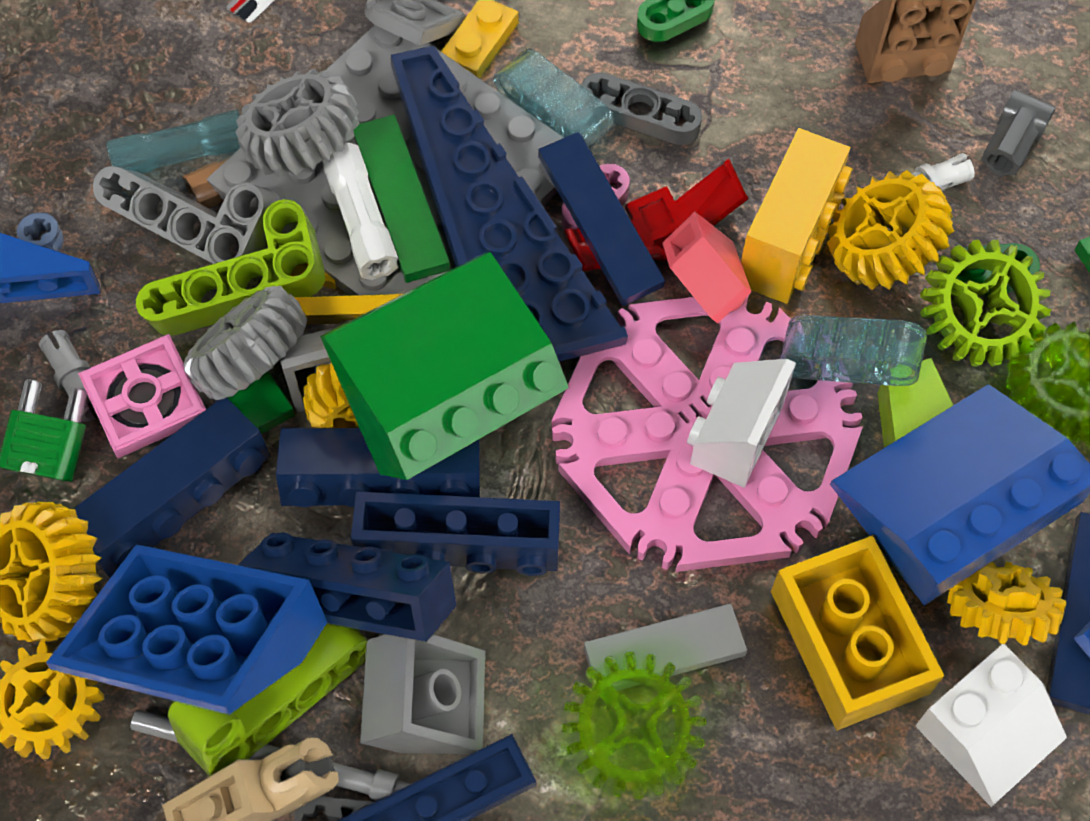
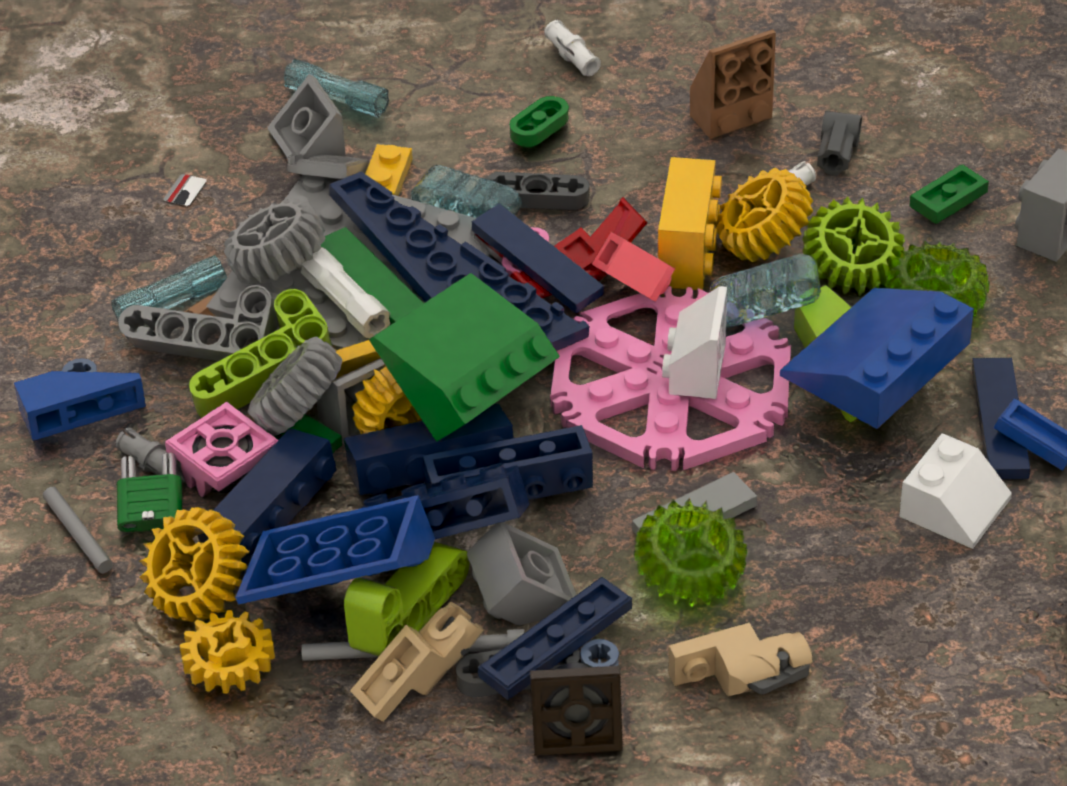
camera: 15 degrees left, 20 degrees down
(855, 632) = (832, 459): yellow brick -> none
(1008, 603) = (936, 414): yellow gear -> none

